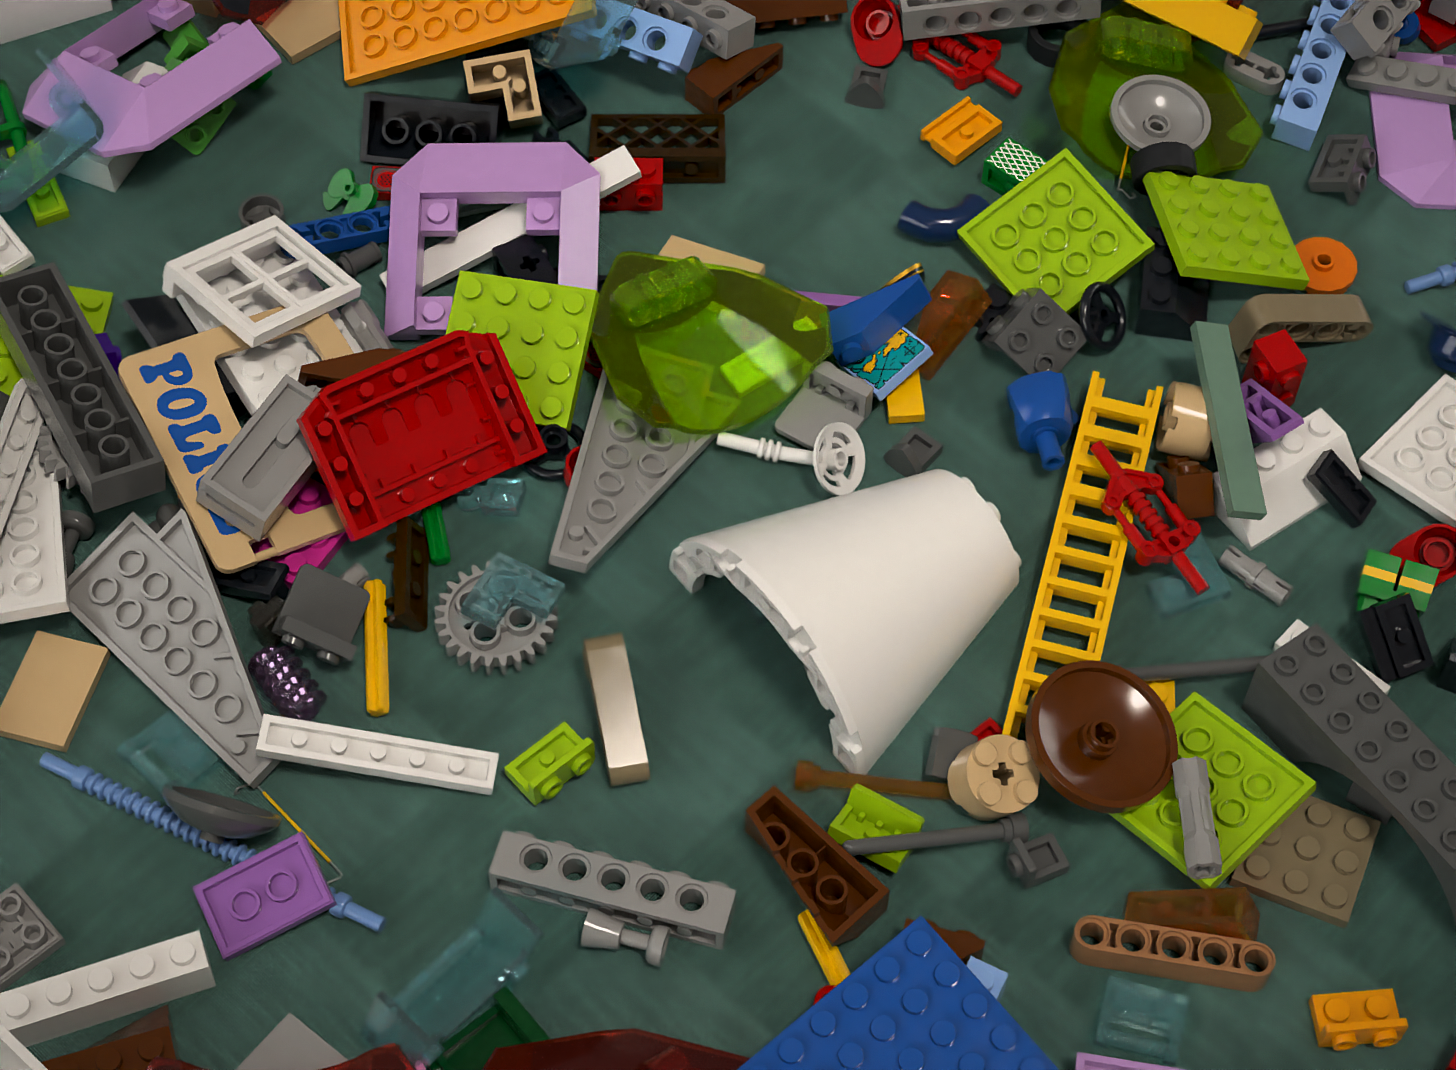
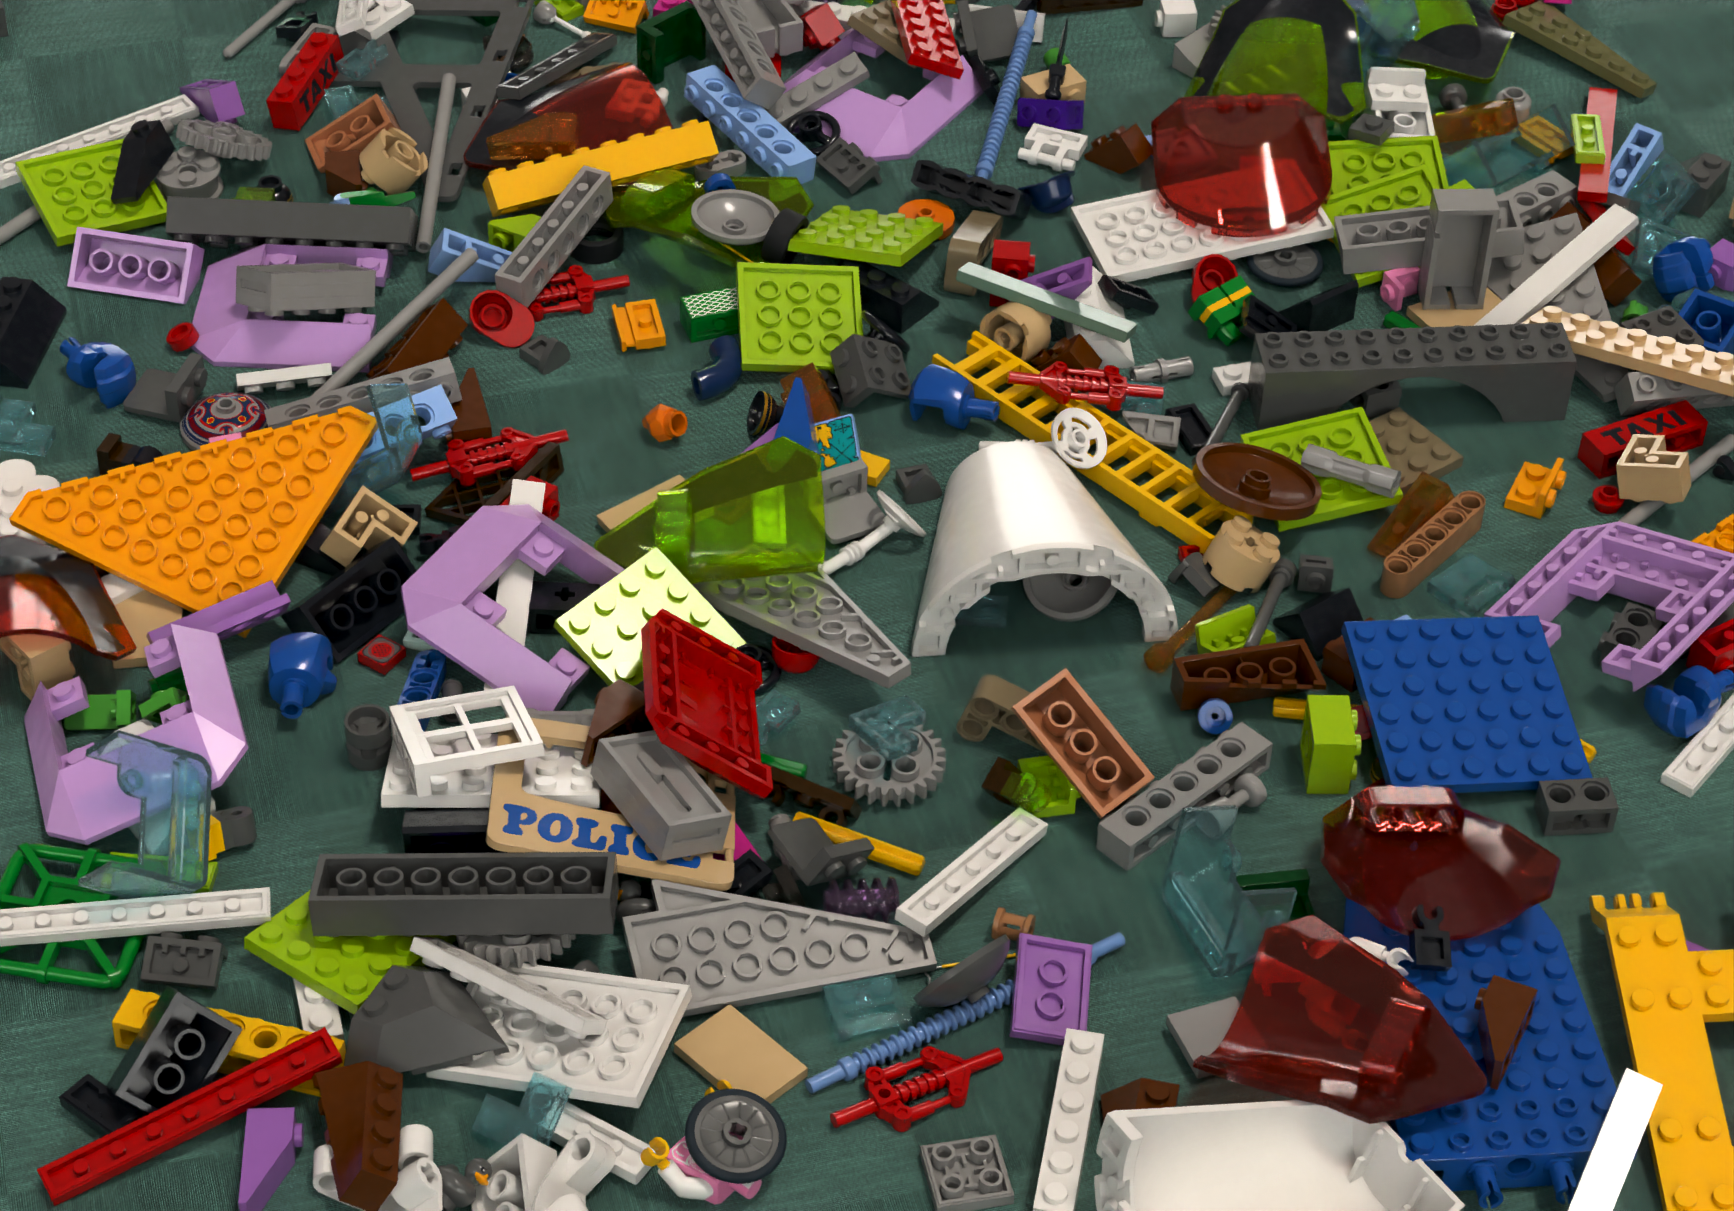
camera: 60 degrees left, 15 degrees down
(62, 827) = (889, 1101): none -> red bar
(93, 191) = (231, 829): none -> dark grey leg
(307, 138) = (300, 671): none -> blue piece
(331, 55) = (232, 614): none -> medium lavender fence
(338, 825) = (1002, 918): none -> medium nougat bush
(344, 187) = (365, 677): green piece -> none
(514, 735) = (1016, 788): none -> clear neon green leg
(580, 762) = (1083, 744): none -> nougat slope
(670, 103) = (516, 446): none -> red bar
(748, 864) = (1218, 723): none -> blue tile
(757, 986) = (1329, 744): none -> lime brick
(834, 218) = (665, 422): none -> orange rock
(969, 899) = (1319, 619): none -> black slope
(1039, 539) = (1073, 440): none -> white dish
(1152, 613) = (1156, 429): none -> light grey tile
(1191, 641) = (1193, 427): none -> black tile
(1202, 81) = (718, 182): none -> blue tile
(1366, 105) = (811, 129): none -> black piece
(1387, 279) = (971, 189): none -> black brick

